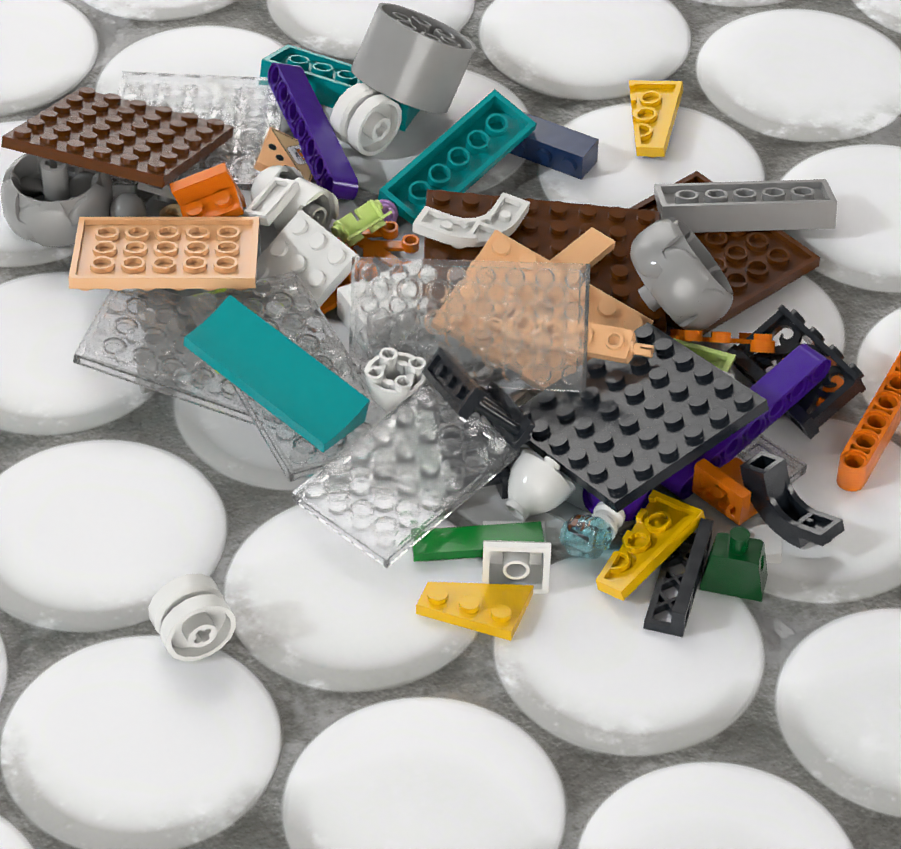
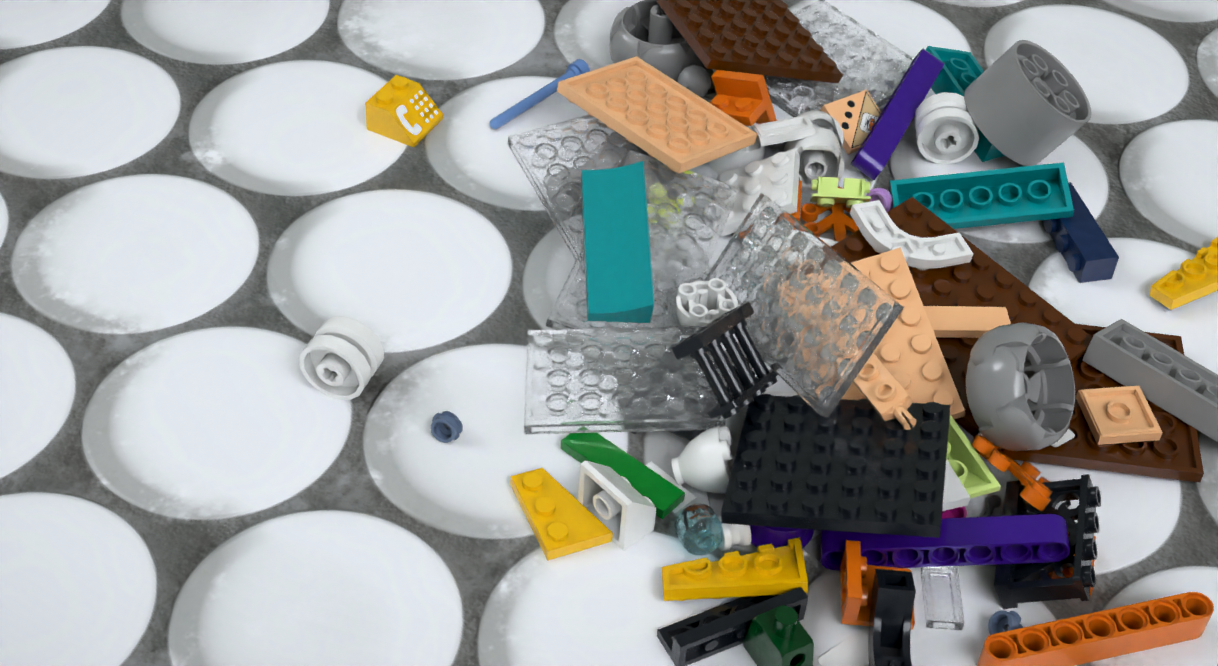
camera: 45 degrees right, 0 degrees up
(14, 269) = (575, 68): none -> medium blue piece
(325, 614) = (446, 426): none -> sand blue plate
(736, 253) = (1118, 415): none -> light nougat tile
(825, 443) = (1002, 619): none -> sand blue plate

